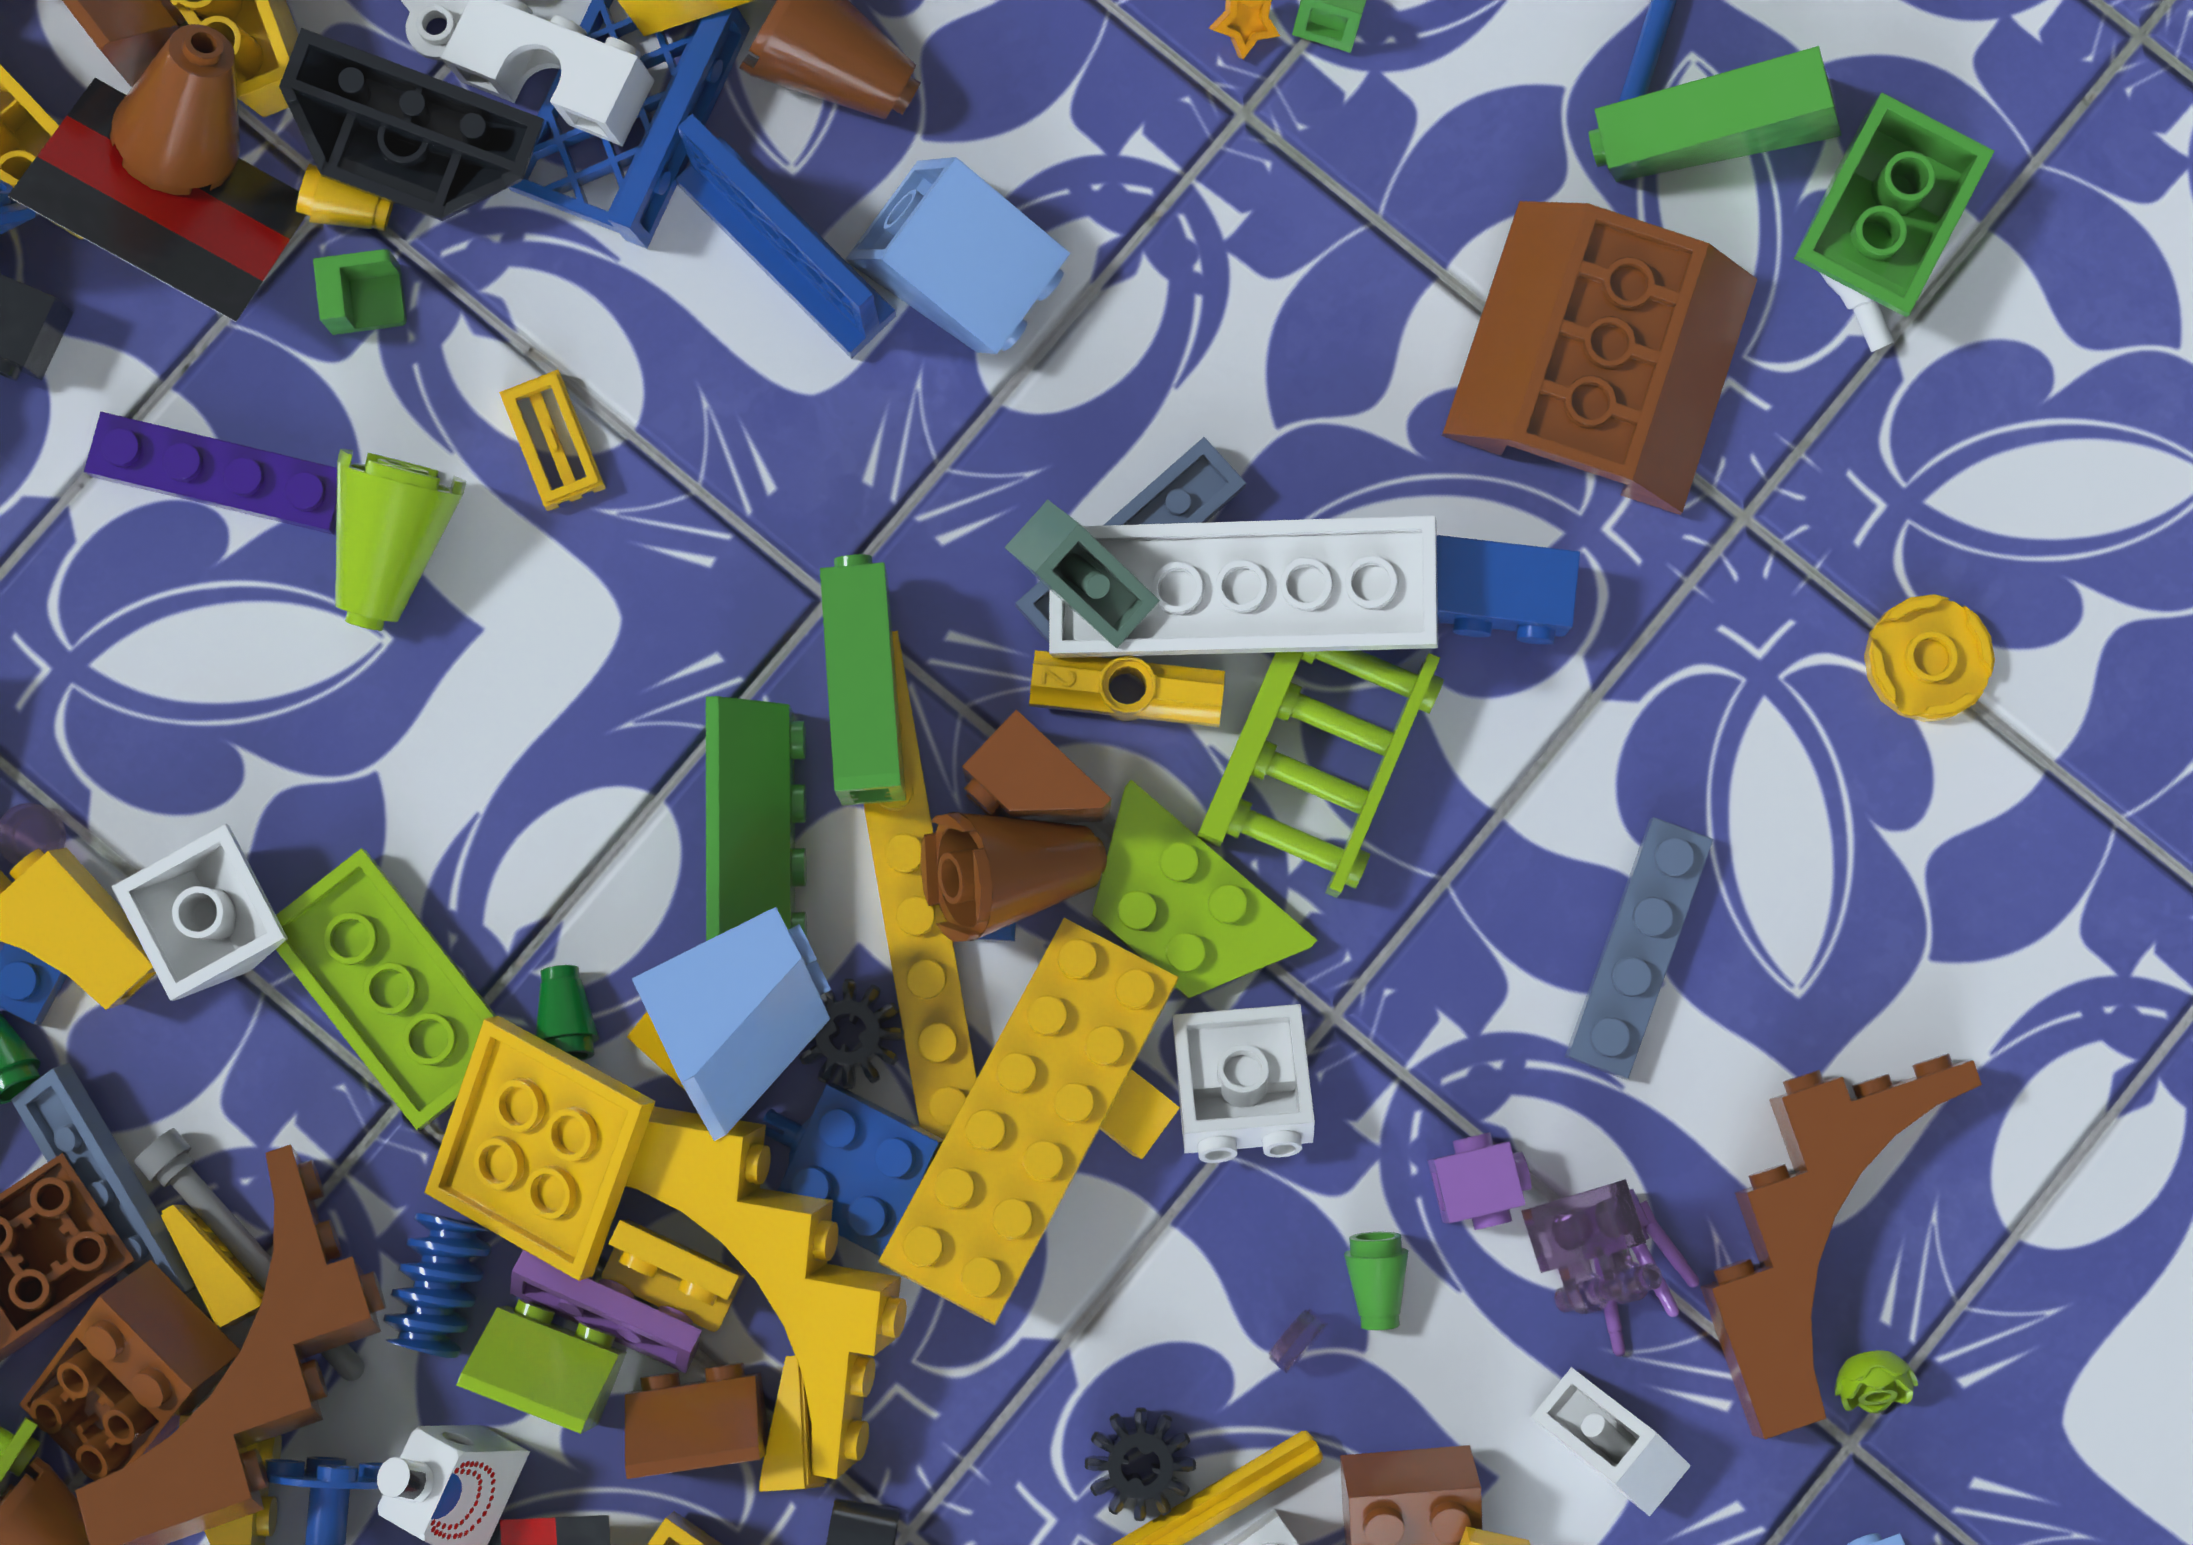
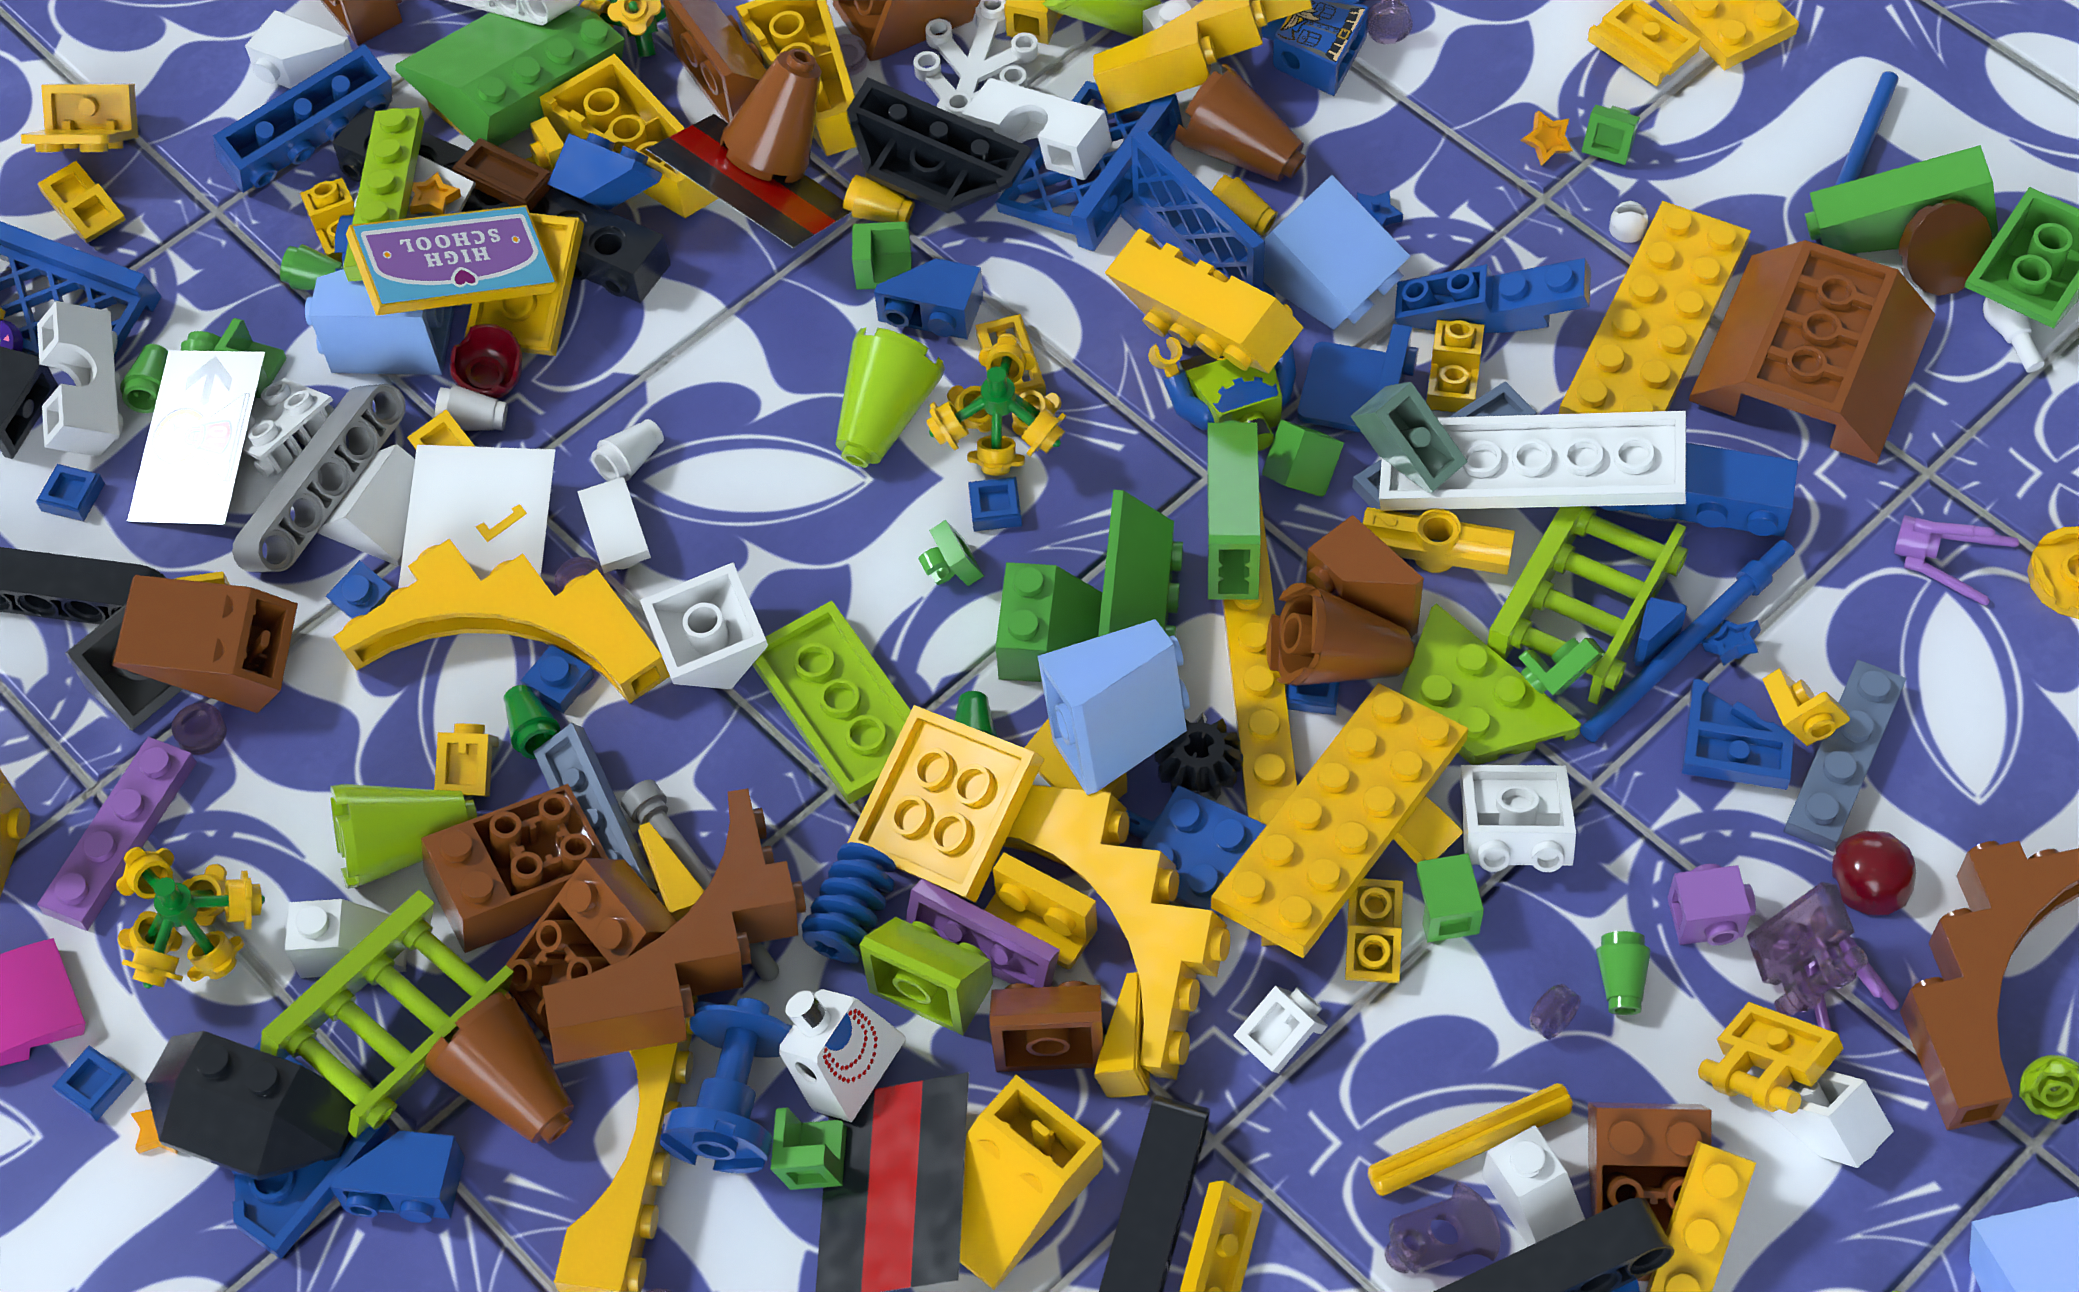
camera: 15 degrees right, 25 degrees down
(59, 752) = (614, 525): none -> white slope
(60, 633) = (627, 450): none -> white cone
(214, 472) = (757, 363): dark purple plate -> none
(438, 356) = (932, 298): none -> blue slope
(509, 764) = (950, 557): none -> bright green tile
(516, 534) = (986, 404): none -> yellow plant
(555, 669) = (995, 504): none -> blue tile
(641, 858) = (1042, 613): none -> bright green slope
(800, 384) = (1203, 305): none -> yellow wedge
(838, 169) = (1245, 203): none -> yellow cone
(853, 473) = (1218, 391): none -> torso
(948, 574) = (1302, 458): none -> bright green panel
(977, 1390) = (1280, 1026): none -> white bracket
(1010, 450) = (1348, 376): none -> blue bracket
(1020, 157) = (1380, 208): none -> blue piece
(1081, 1252) = (1374, 931): none -> yellow slope
(1133, 1485) = (1424, 1077): black gear -> none
(1138, 406) = (1454, 365): none -> yellow slope
(1165, 1202) = (1450, 898): none -> bright green panel
(1182, 306) = (1500, 302): none -> blue slope
(1292, 882) = (1571, 663): none -> bright green bracket
(1357, 162) = (1628, 222): none -> white hinge
(1396, 314) = (1657, 314): none -> yellow plate
(1403, 796) = (1659, 627): none -> blue slope
(1501, 802) = (1733, 640): none -> blue piece
(1503, 949) = (1734, 743): none -> blue wing
(1525, 707) = (1750, 581): none -> blue bar
(1559, 1369) = (1779, 1045): none -> yellow plate
(1578, 905) = (1802, 712): none -> yellow bracket
(1671, 1111) = (1874, 872): none -> dark red hair
(1736, 630) = (1922, 539): none -> medium lavender plant
(1771, 183) = (1944, 246): none -> reddish brown tile

